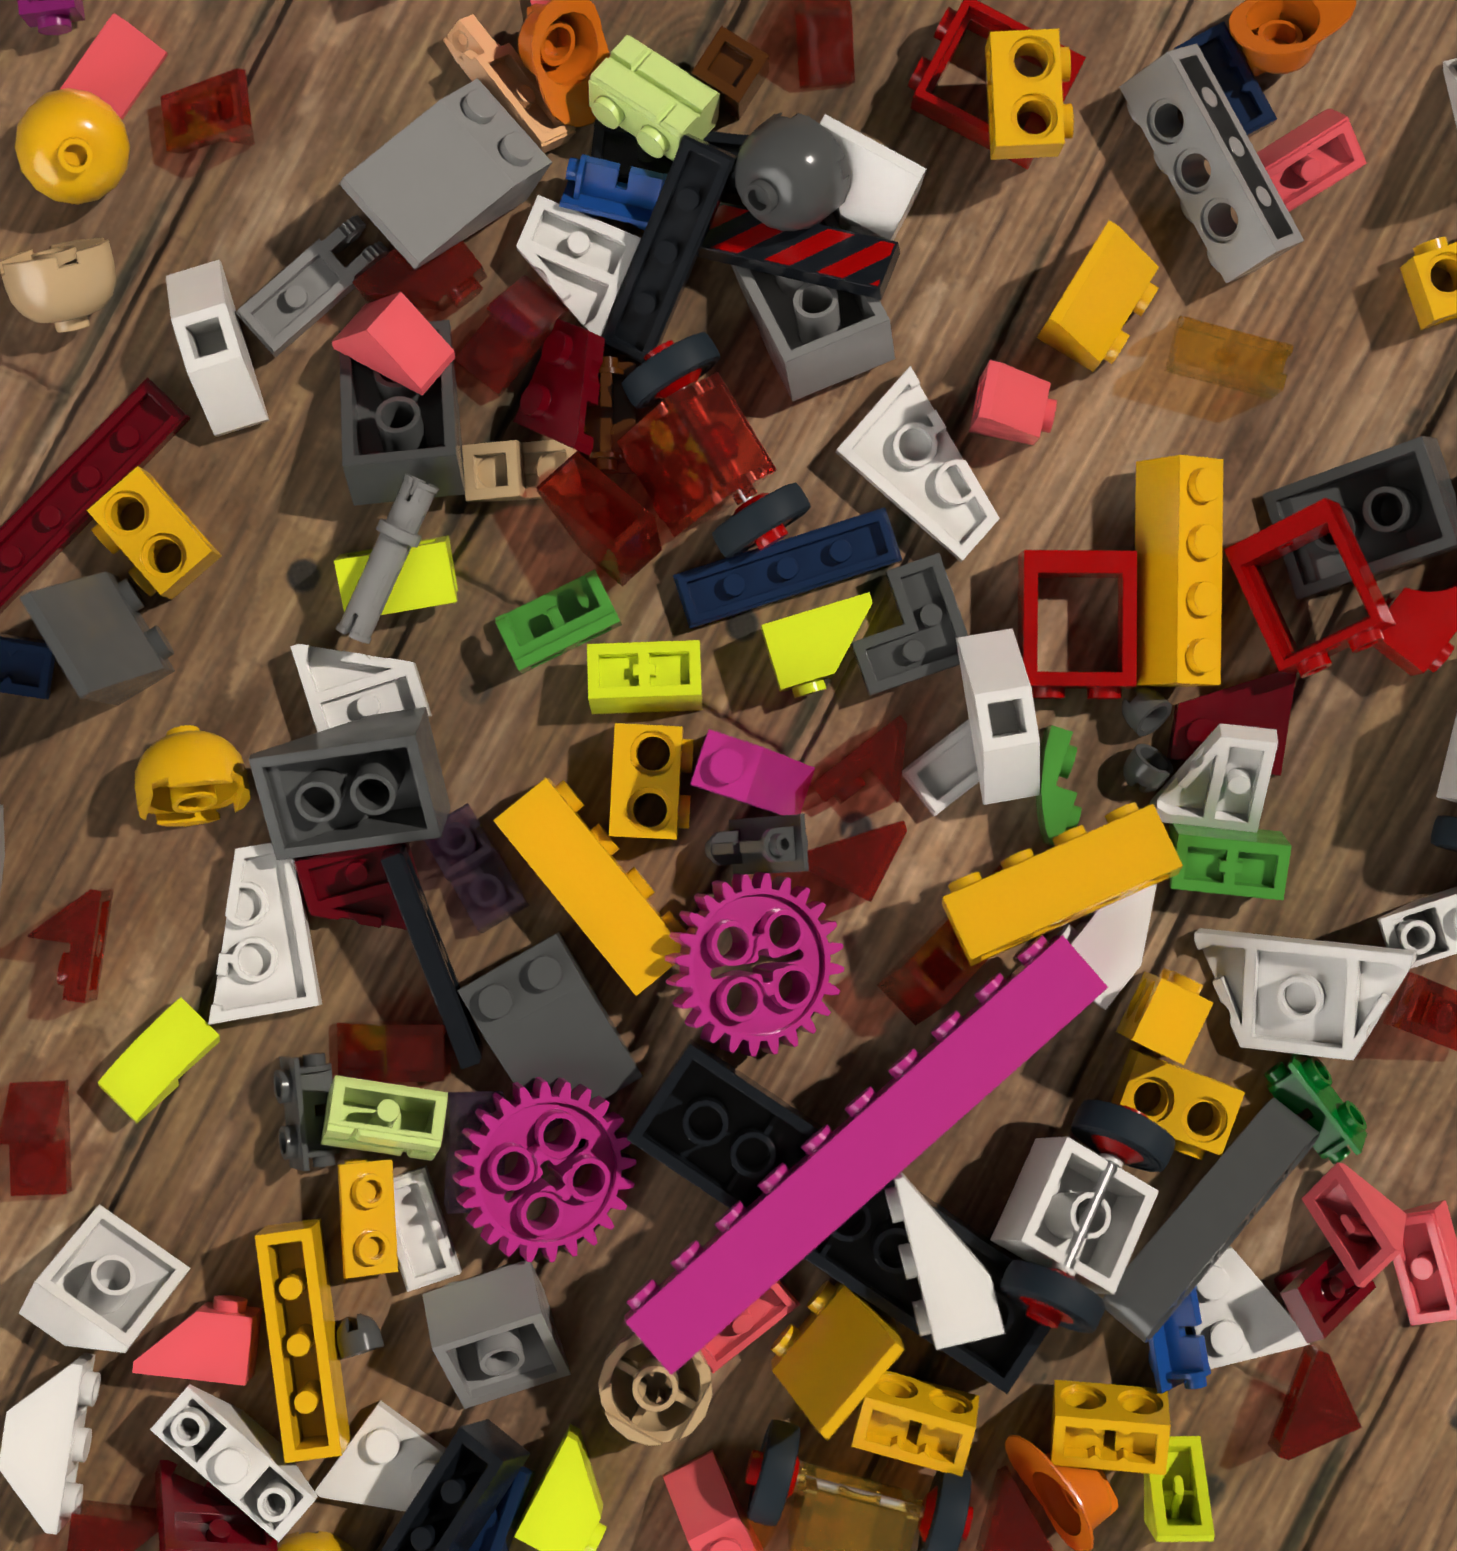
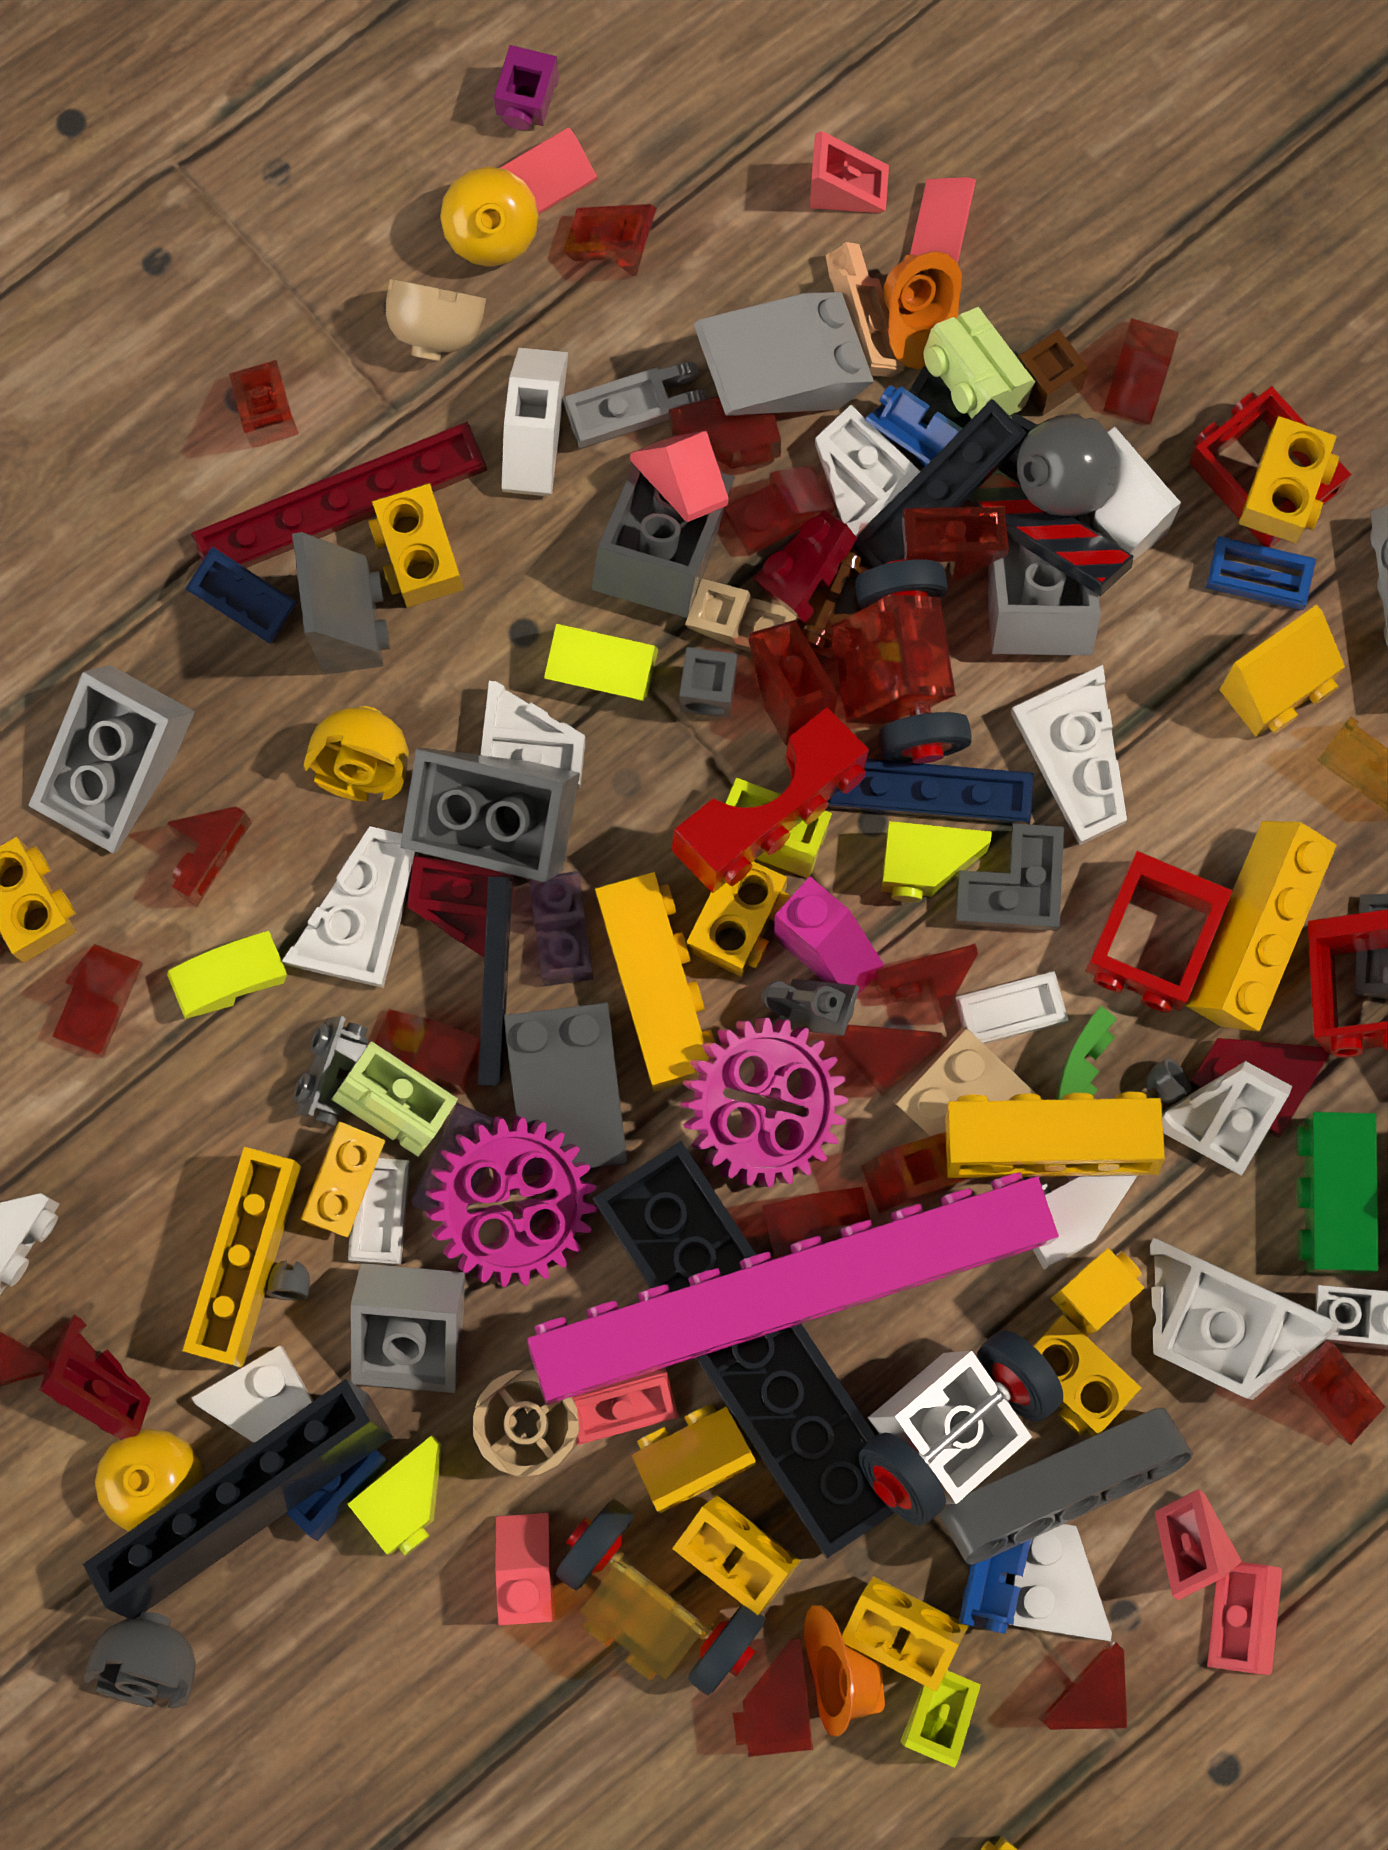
camera: 25 degrees right, 10 degrees down
(103, 1286) = (93, 1141): white slope -> none
(209, 1345) = (160, 1229): coral slope -> none
(237, 1459) = (140, 1335): white slope -> none
(387, 558) = (602, 637): light grey pin -> none
(516, 555) = (708, 682): none -> dark grey brick
(558, 622) = (719, 756): bright green hinge -> none
(604, 721) = (725, 839): none -> red arch
(706, 296) = (957, 535): none -> clear red slope
(856, 1059) = (812, 1216): none -> clear red slope
(940, 851) = (957, 1070): none -> tan wing
(954, 1284) = (820, 1431): white slope -> none
(1000, 716) = (1059, 981): white slope -> none
(1012, 405) = (1175, 729): coral slope -> none
(1035, 218) = (1257, 591): none -> blue tile
(1146, 710) = (1187, 1033): dark grey hinge -> none
(1231, 861) = (1207, 1187): bright green hinge -> none
(1309, 1086) = (1199, 1413): green hinge -> none
(1320, 1294) = (1140, 1598): dark red slope -> none
(1360, 812) = (1338, 1193): none -> green brick

